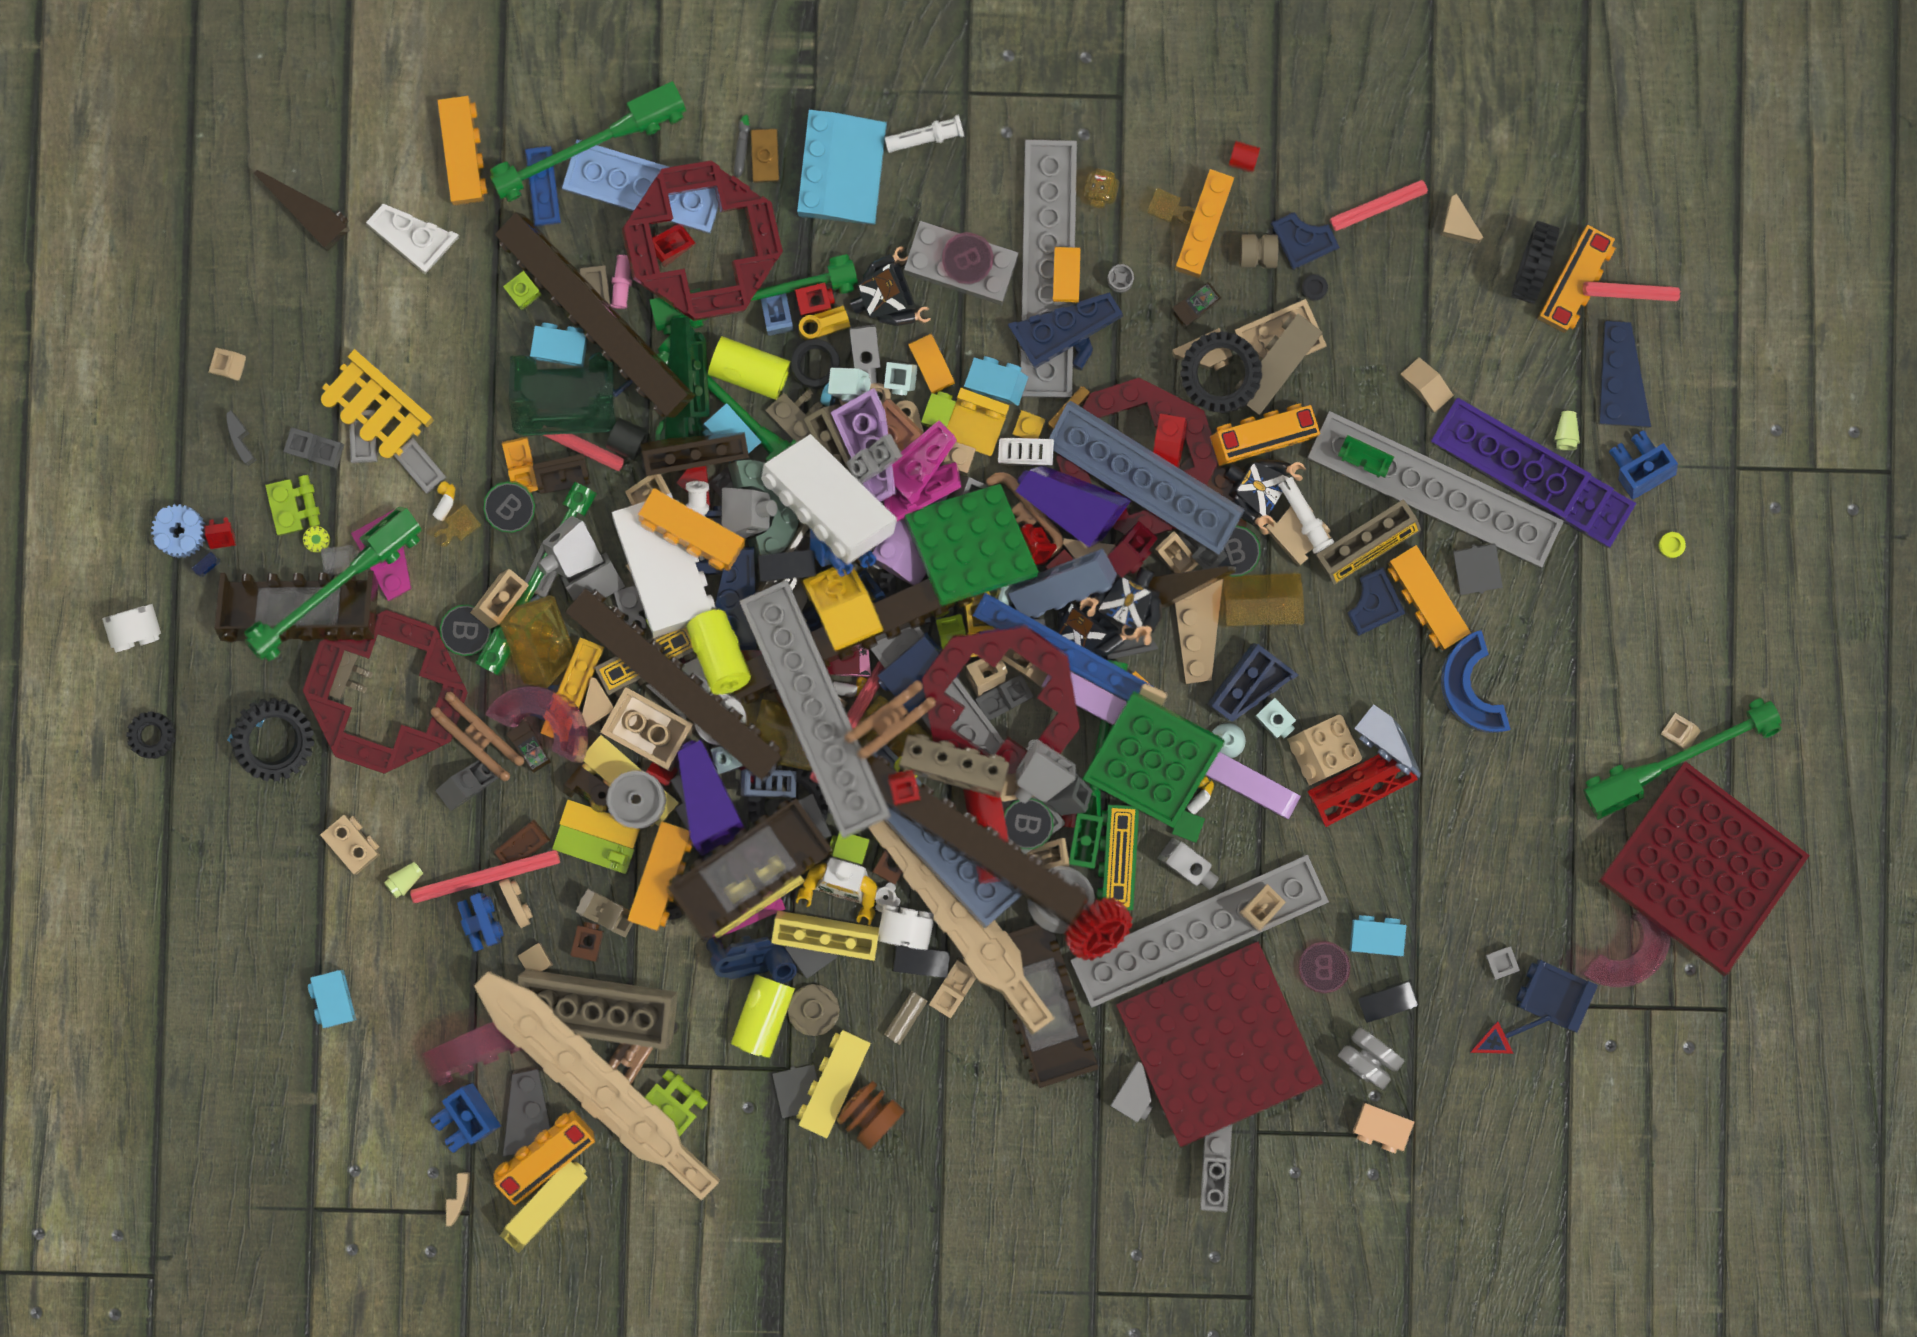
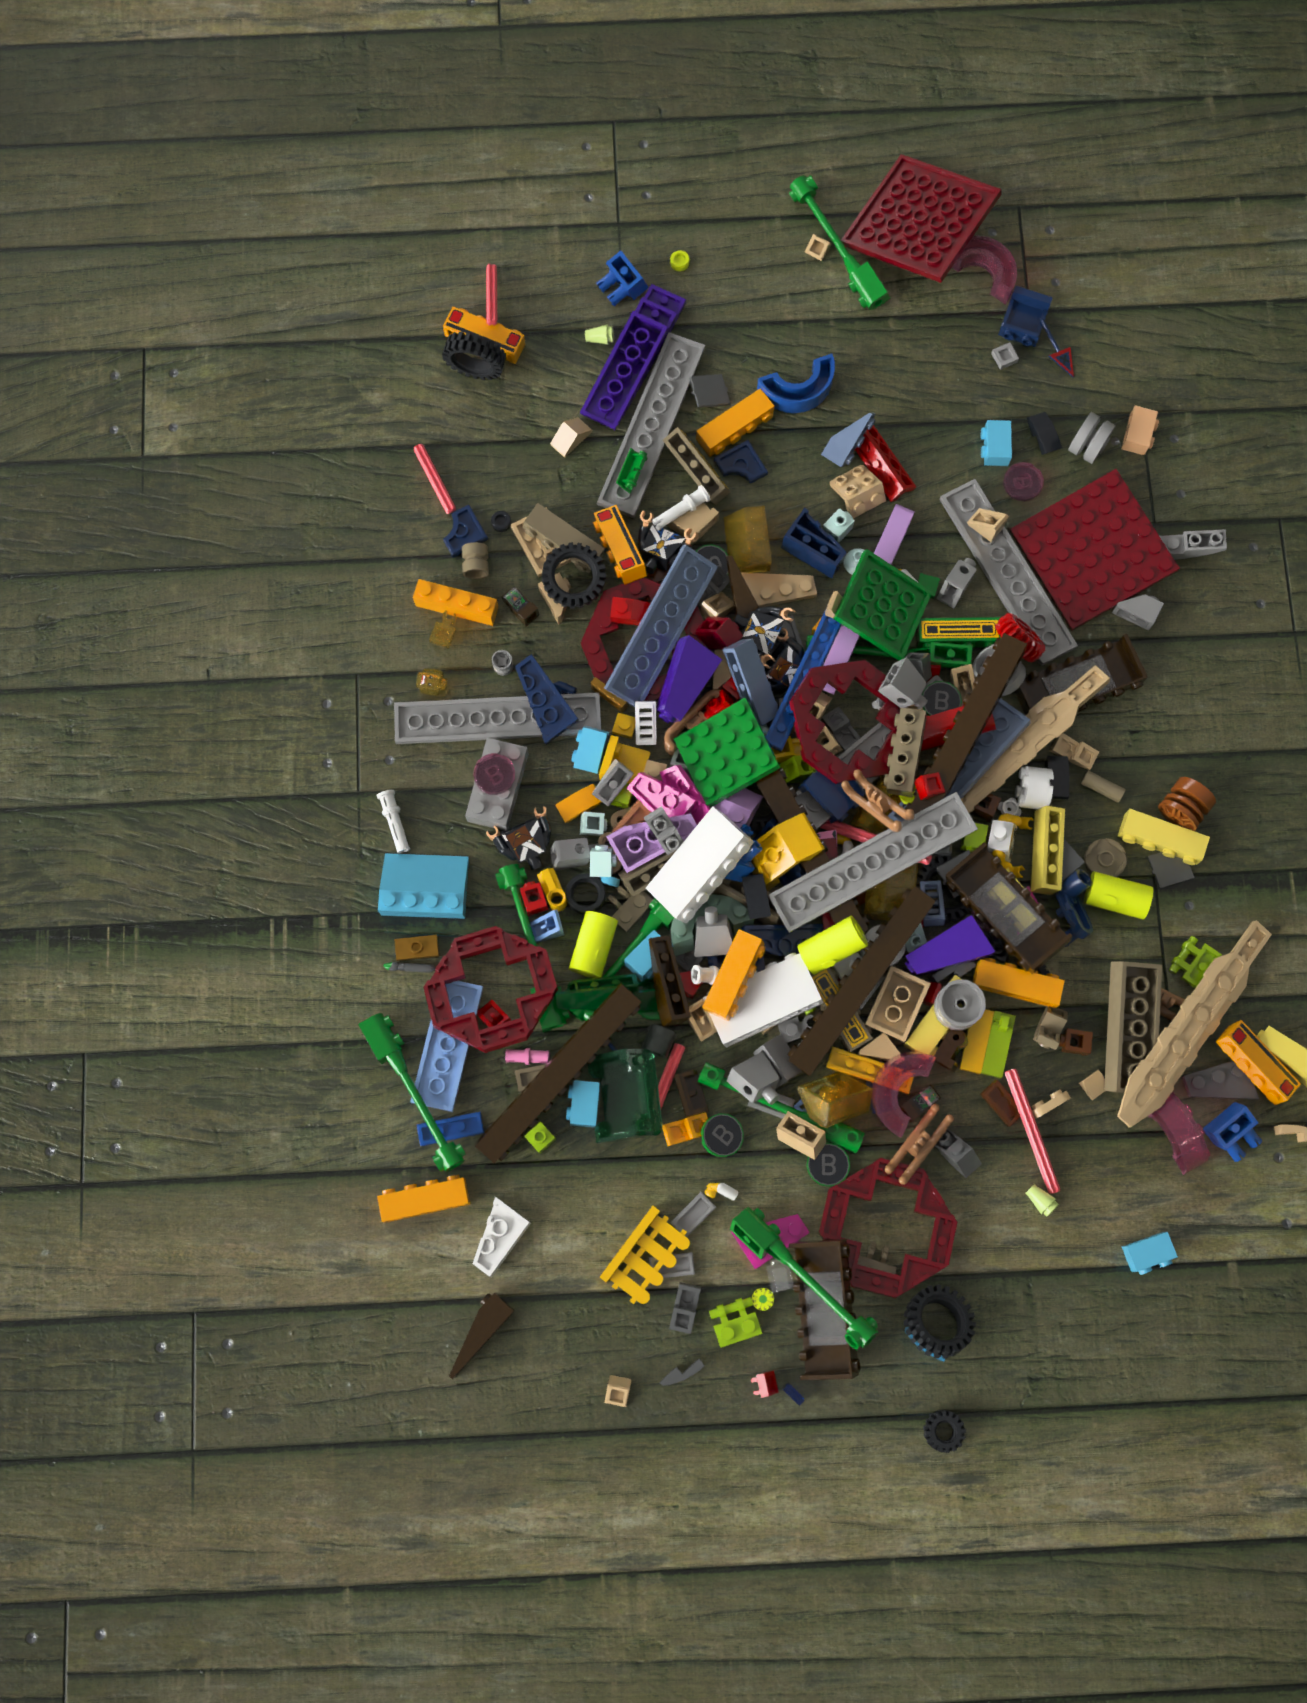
camera: 95 degrees left, 10 degrees down
(132, 626) = (855, 1455): white brick -> none
(168, 520) = (758, 1430): light blue brick -> none
(351, 844) = (1017, 1247): tan brick -> none
(460, 524) = (740, 1175): clear yellow plate -> none
(481, 921) = (1070, 1132): blue plate -> none
(948, 404) = (612, 782): none -> light grey slope
(1066, 274) = (502, 699): light orange slope -> none
(1244, 156) = (401, 578): red brick -> none
(1459, 223) = (444, 419): tan slope -> none
(1622, 386) = (557, 302): dark blue wing -> none

